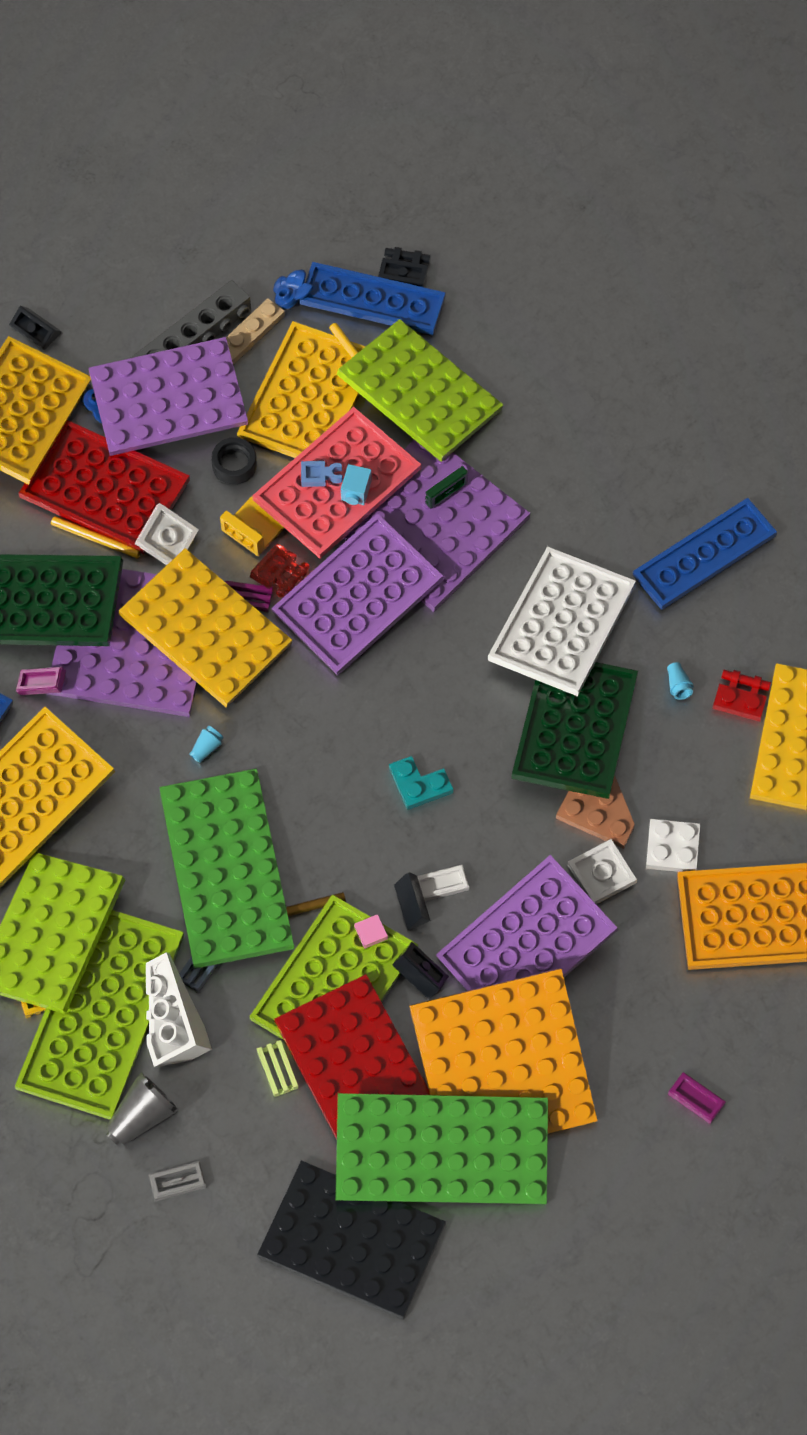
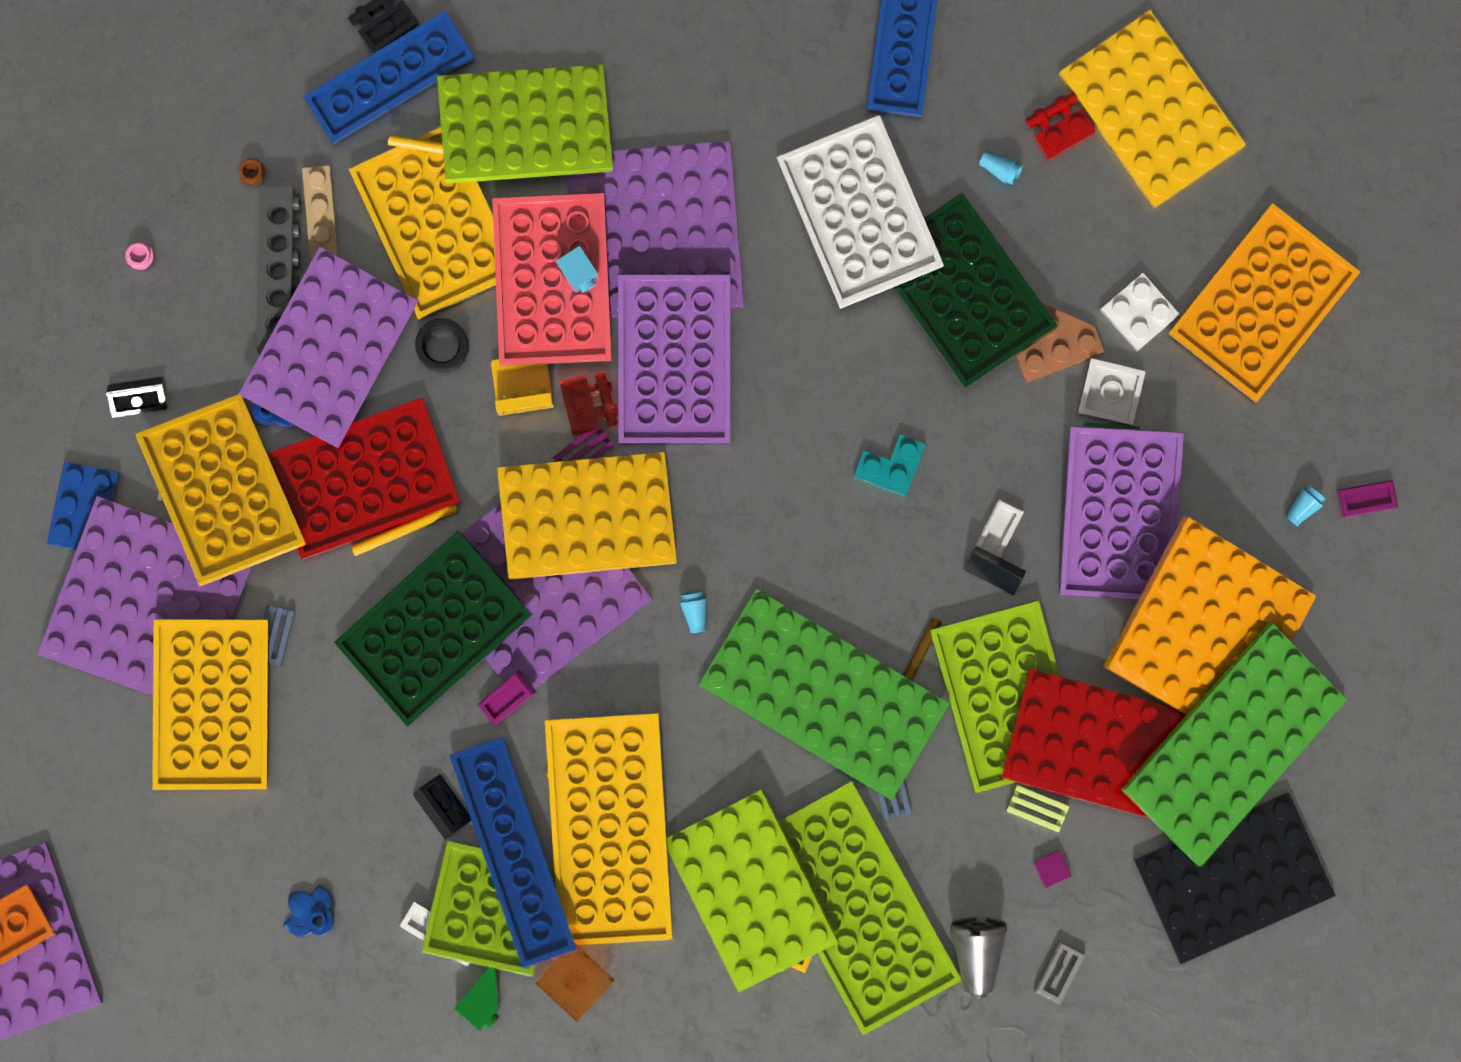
camera: 45 degrees left, 20 degrees up
(124, 258) = (139, 255): none -> bright pink plate
(165, 534) = (466, 470): white plate -> none
(174, 1023) = (923, 857): white wedge -> none
(238, 269) = (248, 165): none -> dark orange plate
(244, 1113) = (1052, 869): none -> magenta tile
(291, 289) = (311, 135): blue plate -> none
(315, 473) = (533, 293): medium blue plate -> none
(371, 931) = (994, 629): bright pink tile -> none
(420, 970) = (1062, 618): black slope -> none
(446, 487) = (646, 192): dark green tile -> none
(651, 1059) = (1305, 505): none -> medium azure cone

